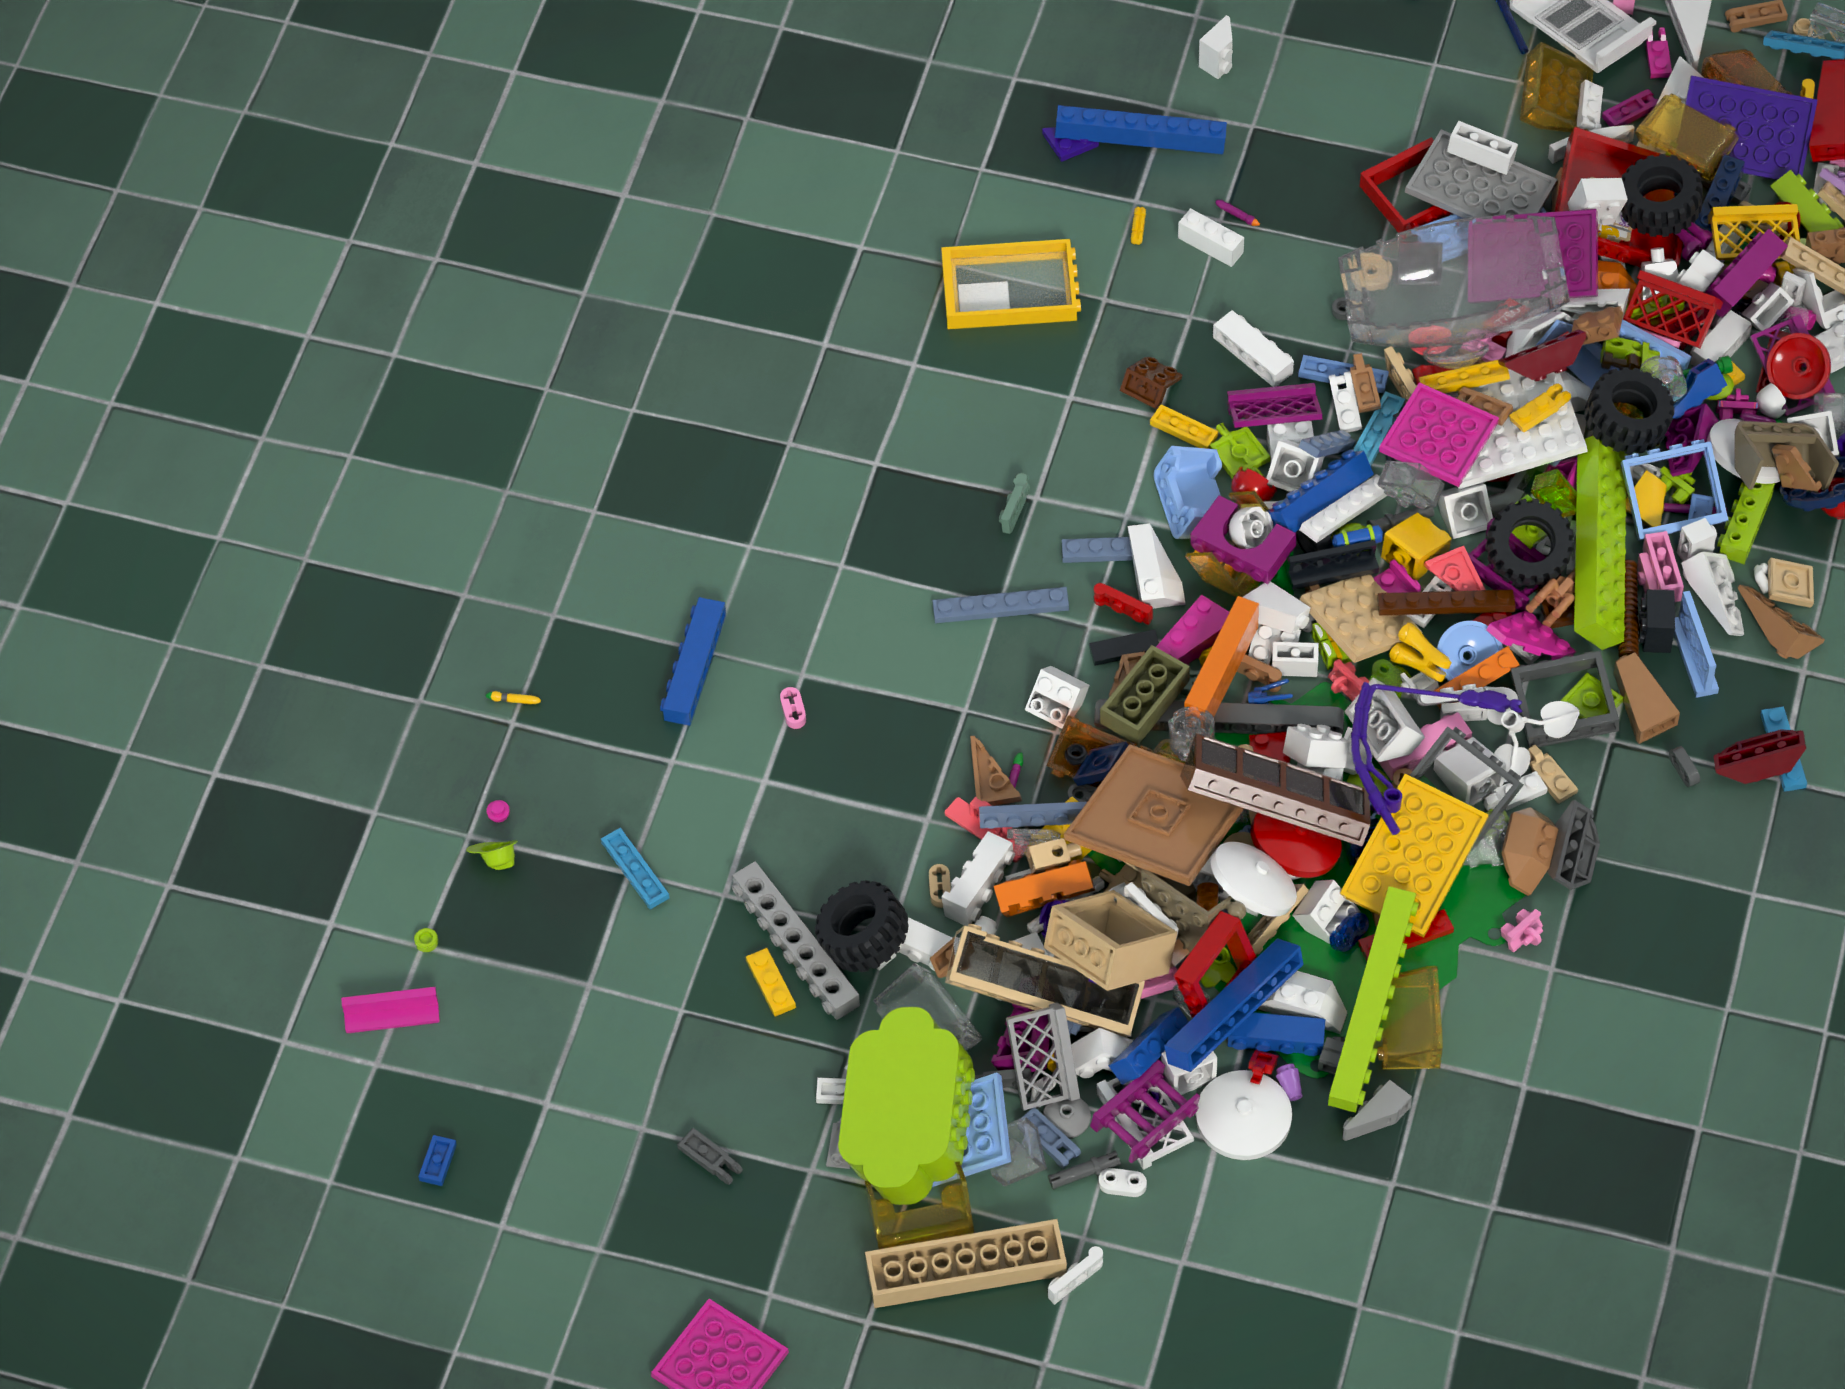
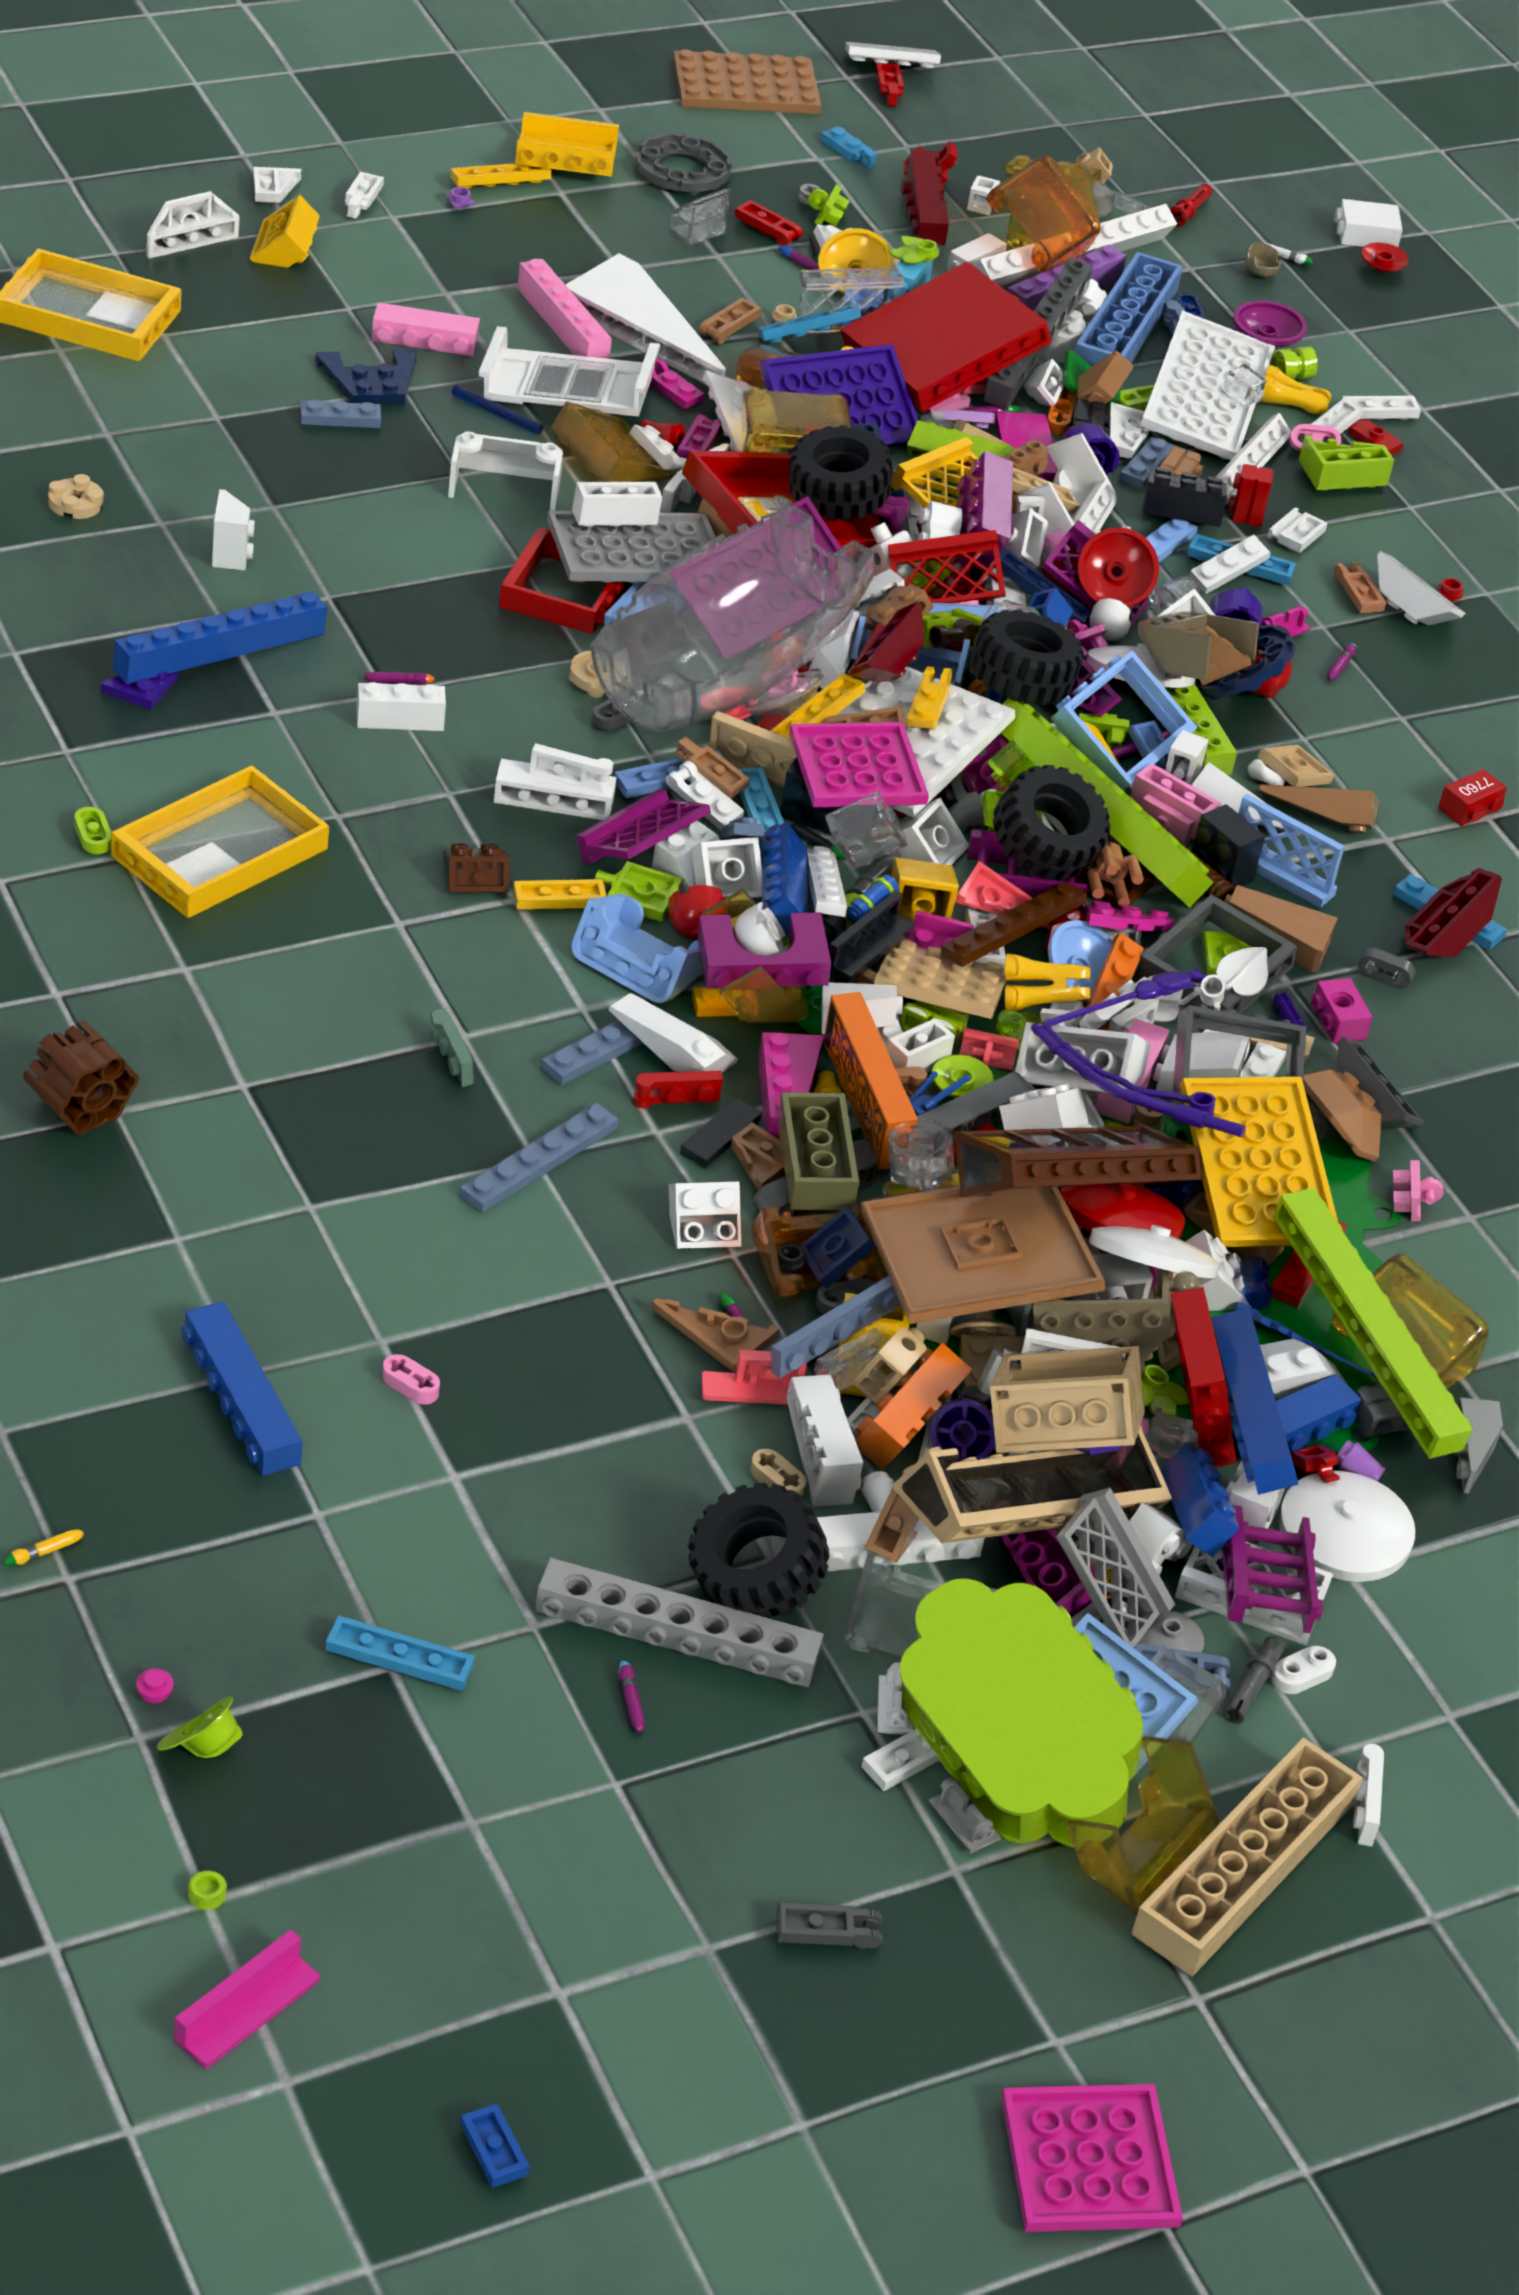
camera: 50 degrees left, 15 degrees down
(733, 967) = (626, 1677): none -> magenta piece
(770, 982) = (692, 1688): yellow plate -> none
(771, 417) = (82, 1079): none -> reddish brown piece
(939, 239) = (92, 830): none -> lime plate
(1138, 225) = (304, 731): yellow axle -> none
(1261, 341) = (571, 768): none -> white plate
(1310, 684) = (957, 1066): none -> lime dish
(1337, 977) = (1290, 1334): none -> blue sword
(1493, 84) = (507, 457): none -> white windscreen
(1581, 764) = (1287, 1009): none -> dark purple axle
(1602, 194) = (788, 486): white brick -> none
(1610, 95) = (669, 432): none -> red cone
(1615, 791) = (1341, 1009): none -> dark pink brick
(1739, 352) = (1033, 581): none -> dark blue plate
(1756, 418) = (1117, 641): magenta piece -> none

